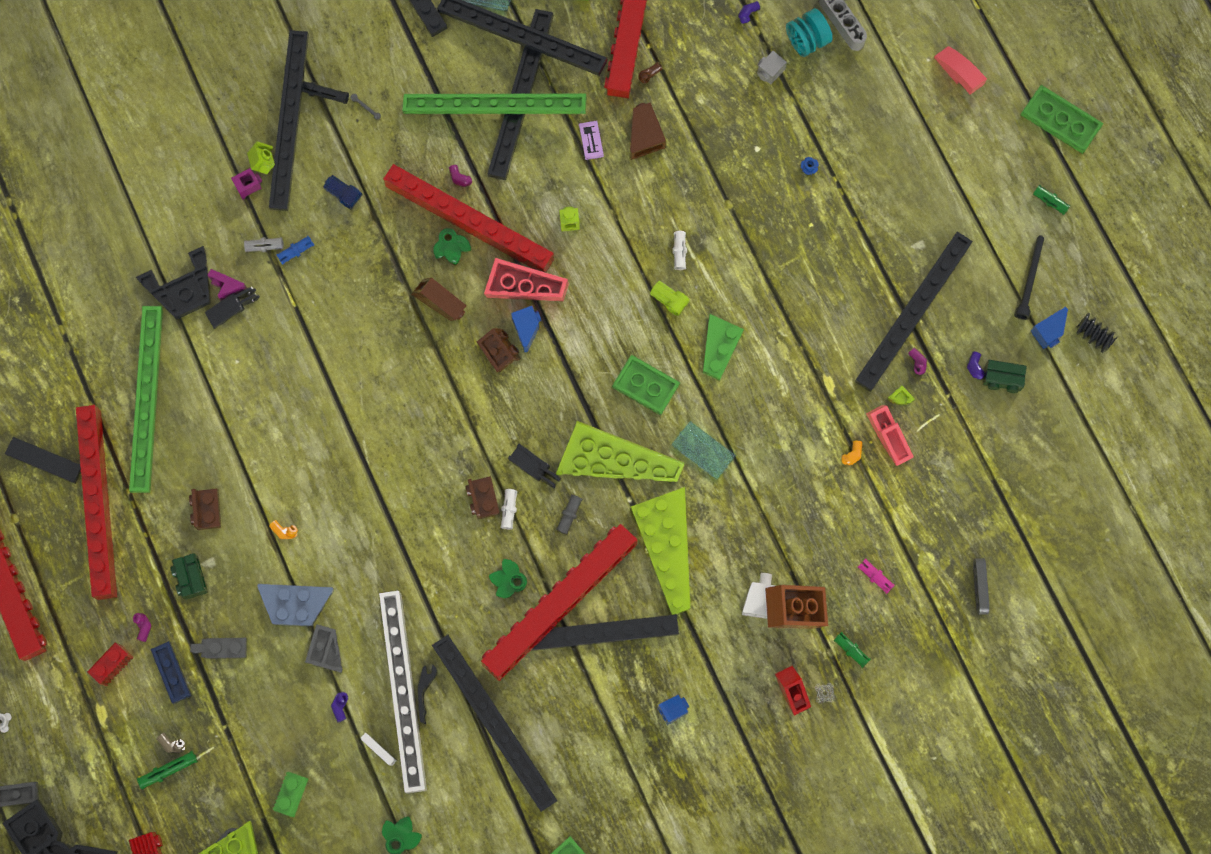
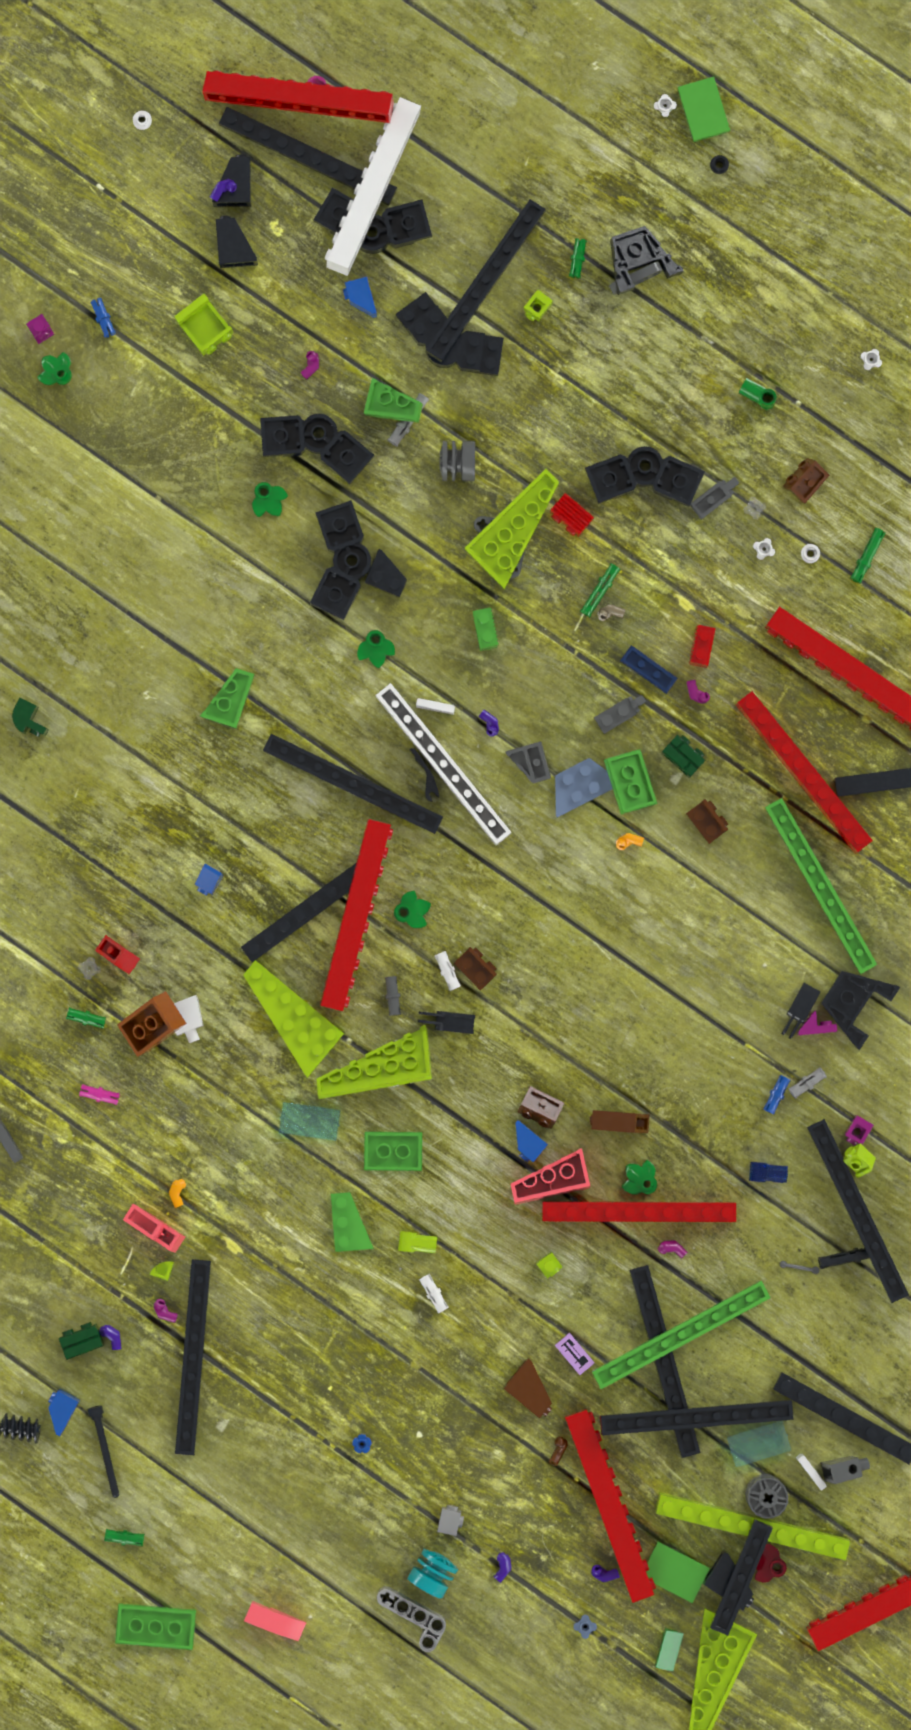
camera: 150 degrees right, 10 degrees up
(249, 581) = (630, 781): none -> bright green tile

